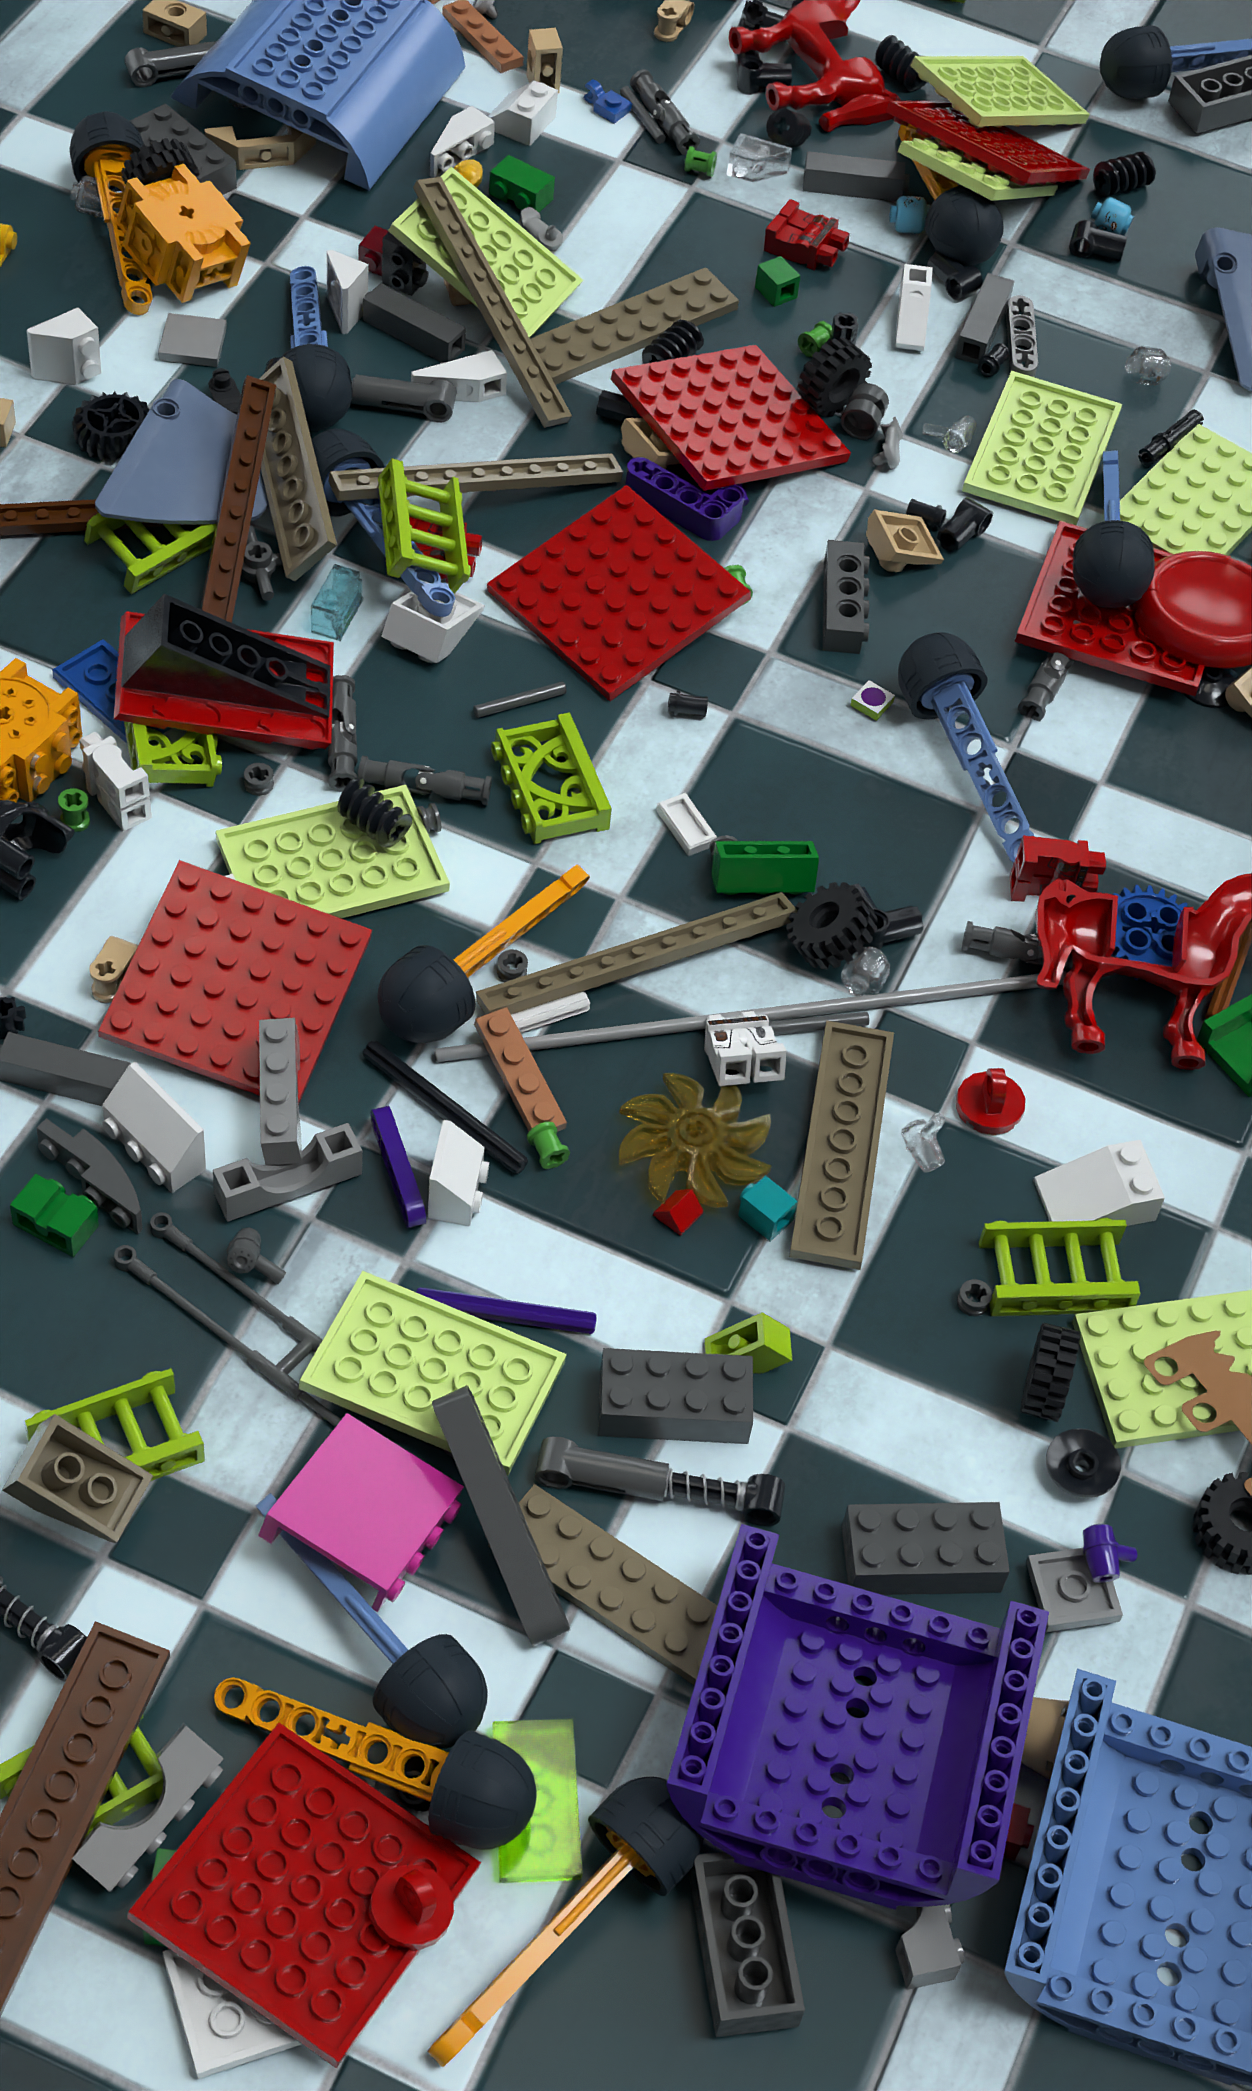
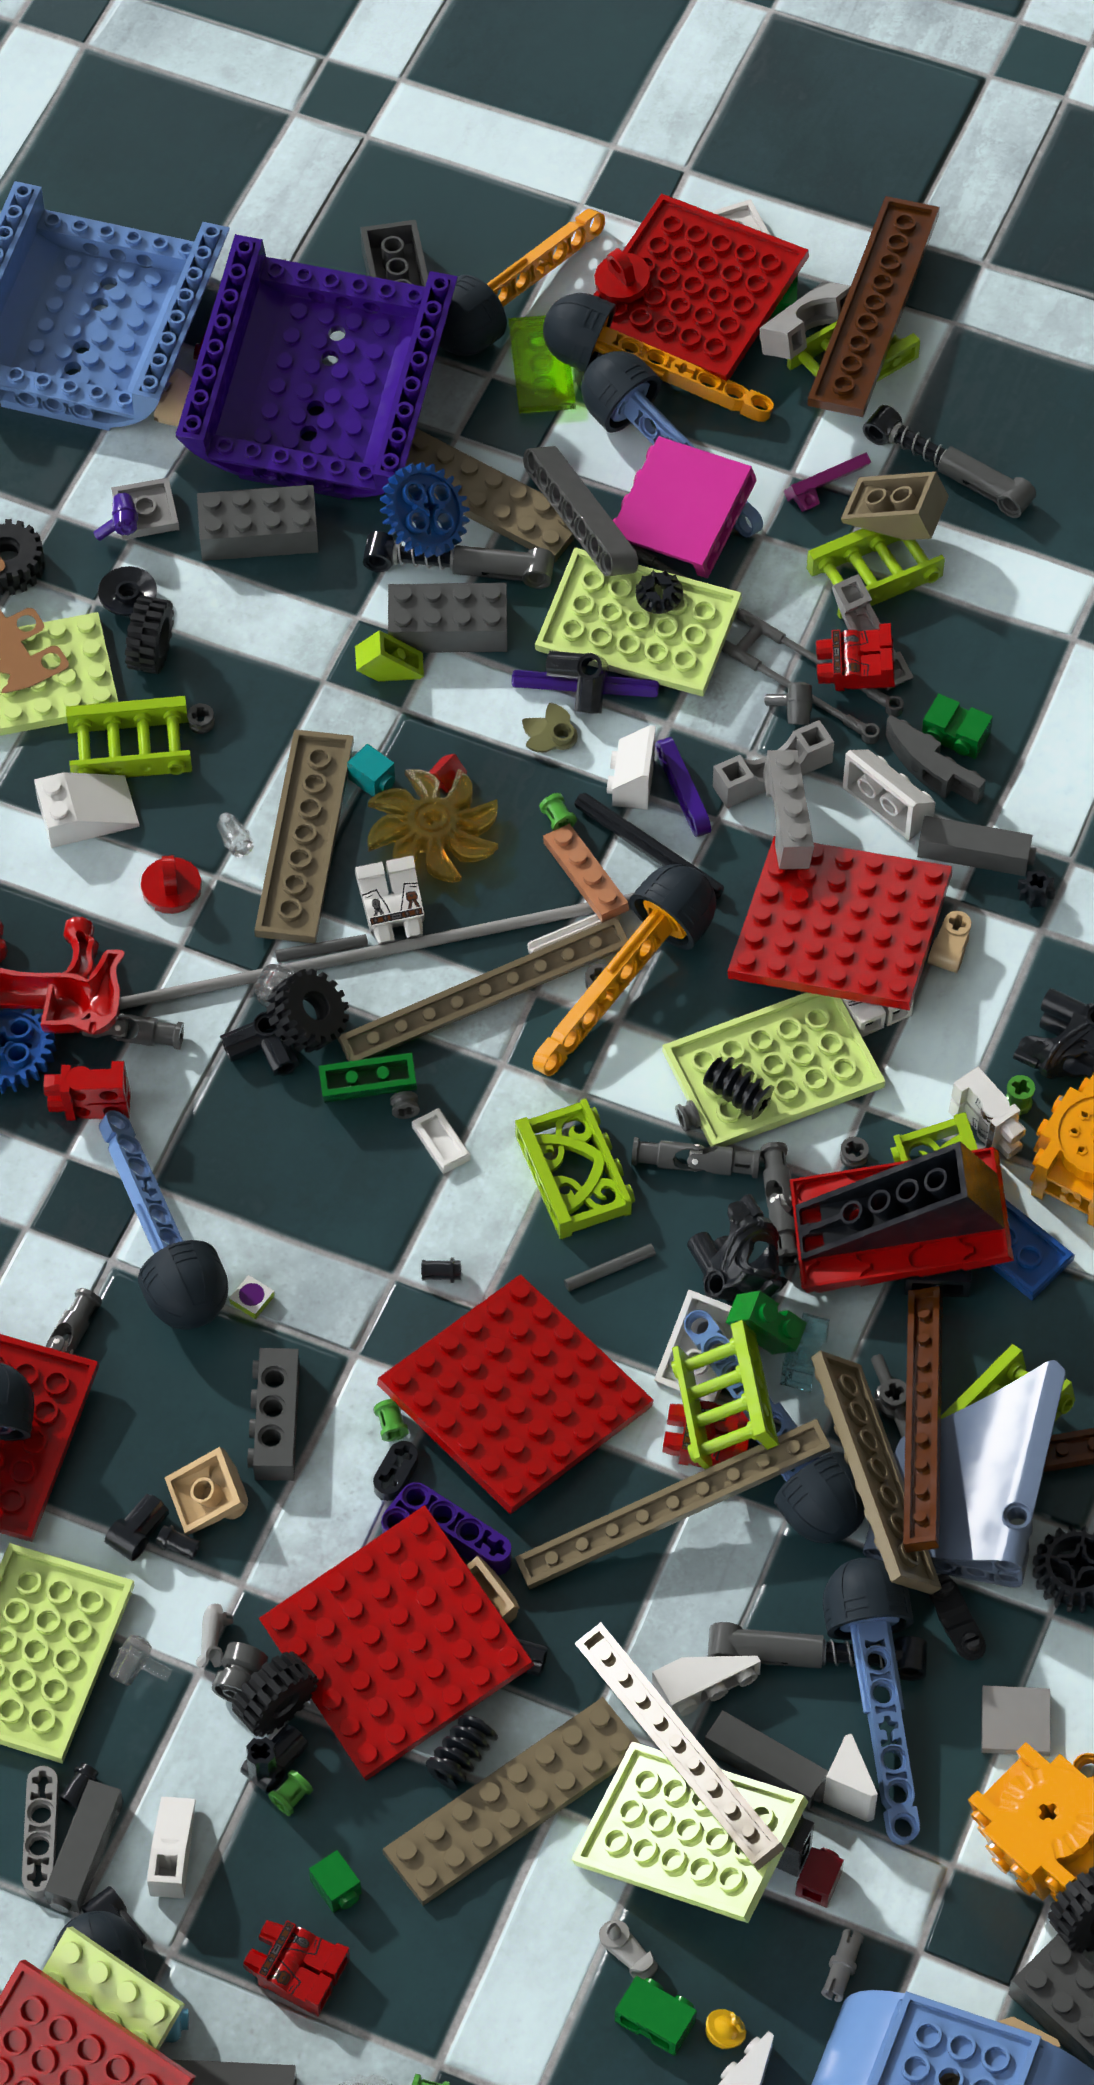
camera: 175 degrees left, 5 degrees up
(136, 1331) = (858, 615): none -> light grey slope
(157, 1573) = (805, 491): none -> magenta hinge
(161, 1289) = (858, 658): none -> red hips
(367, 204) = (842, 1965): none -> light grey pin
(375, 585) = (774, 1330): none -> green brick
(393, 1393) = (651, 600): none -> black gear
(395, 651) = (727, 1258): none -> black helmet
(506, 1296) = (574, 666): none -> black piece
(555, 1257) = (545, 732): none -> olive plate
(682, 1506) = (424, 509): none -> blue gear
(735, 555) = (390, 1466): none -> black beam

